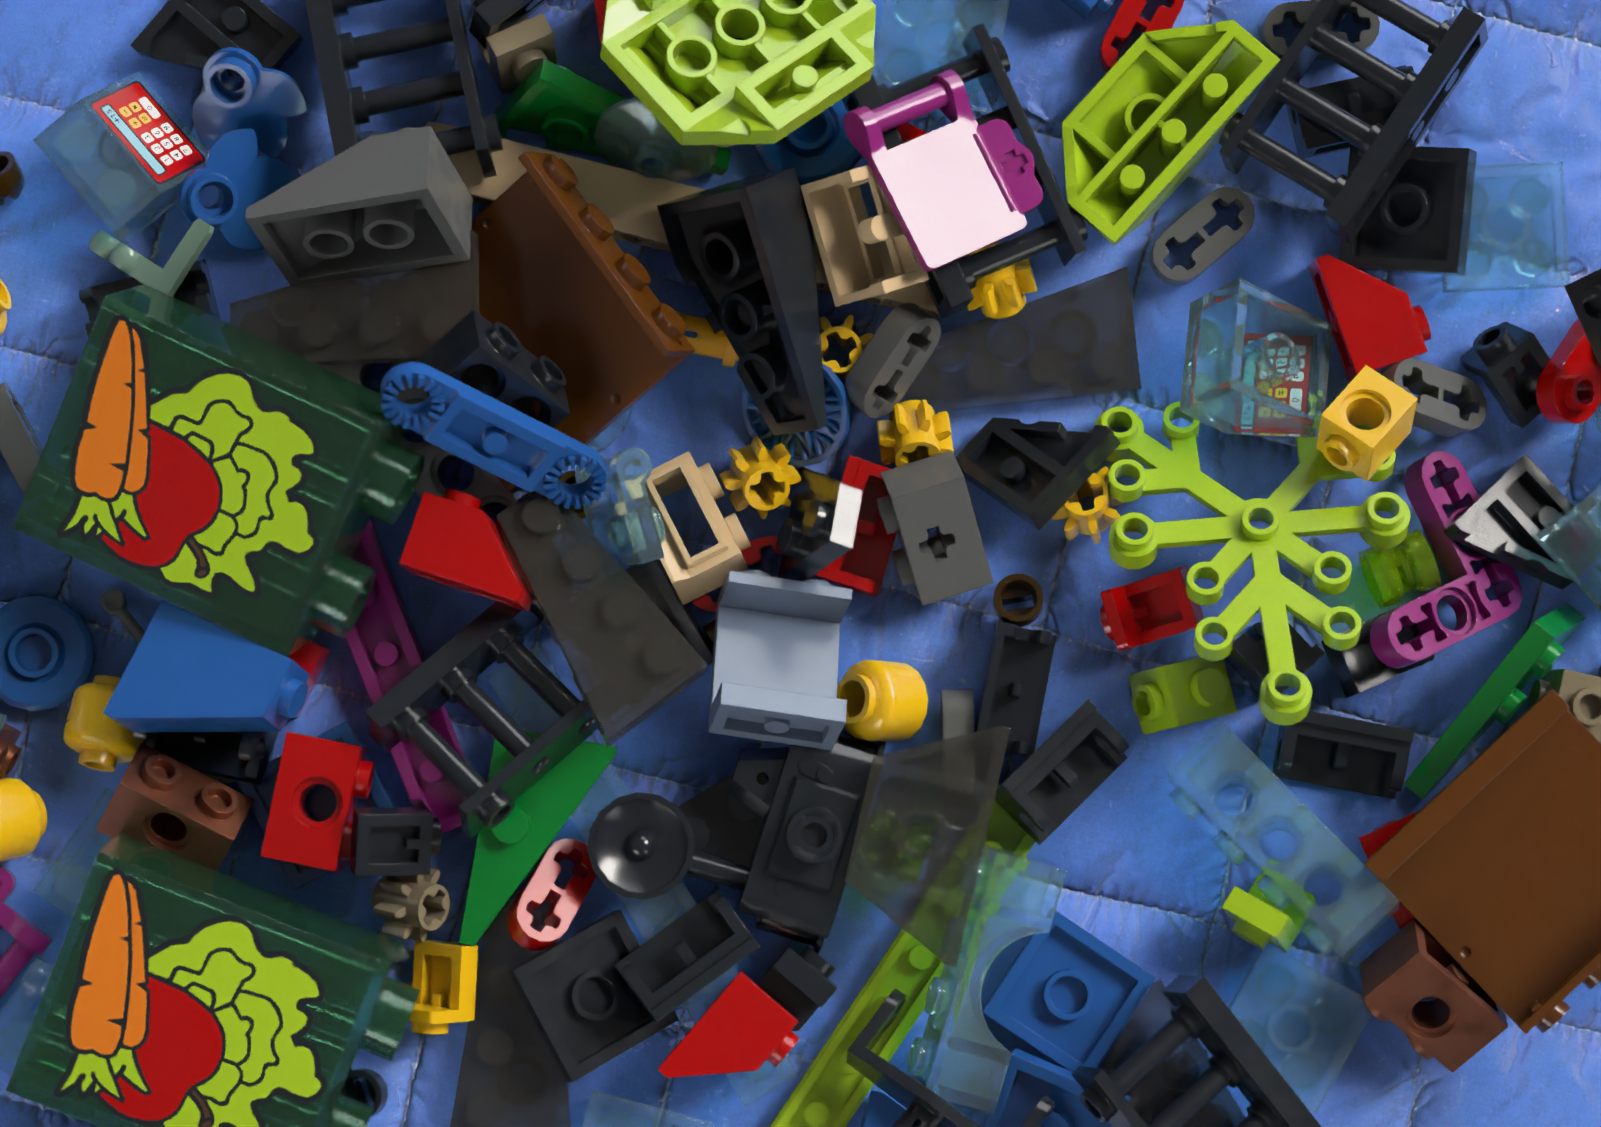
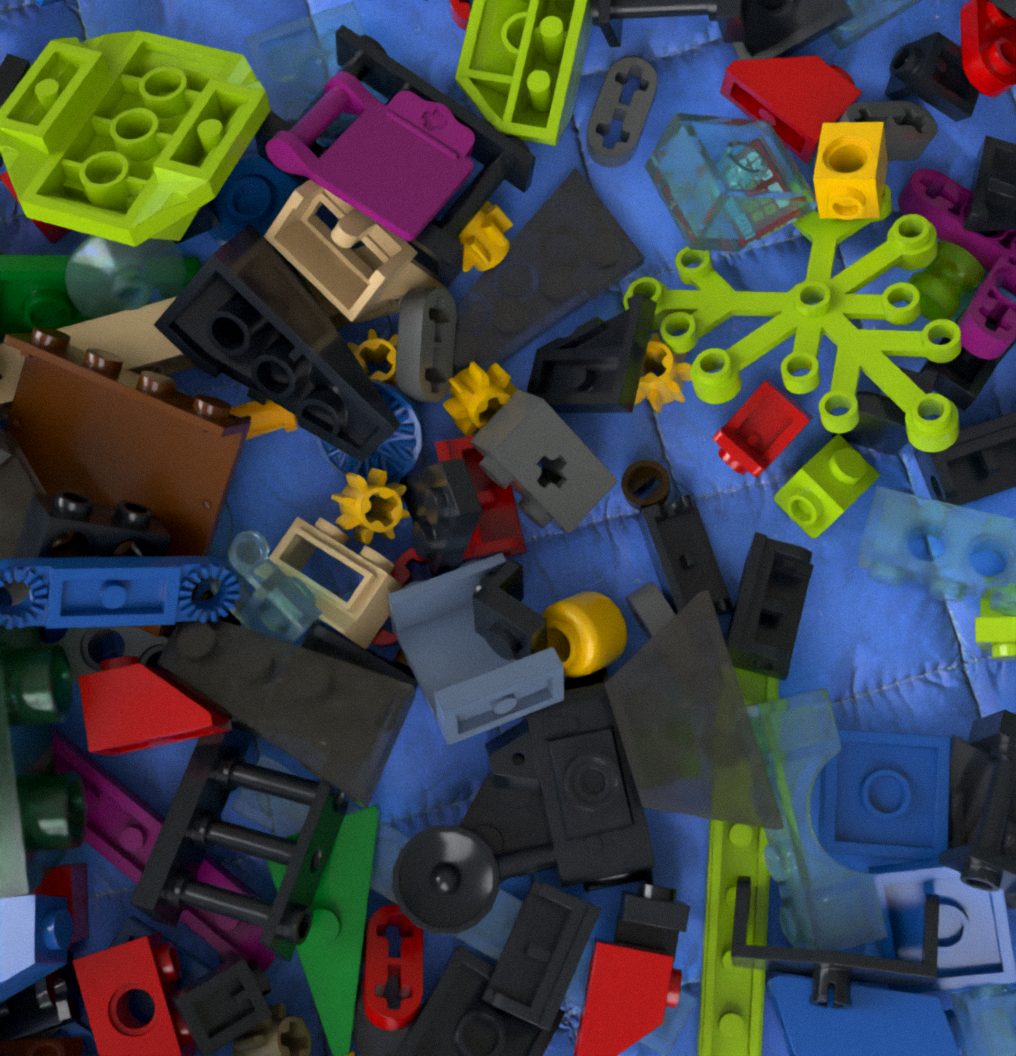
camera: 25 degrees left, 5 degrees down
(817, 648) = (503, 619): none -> black bracket

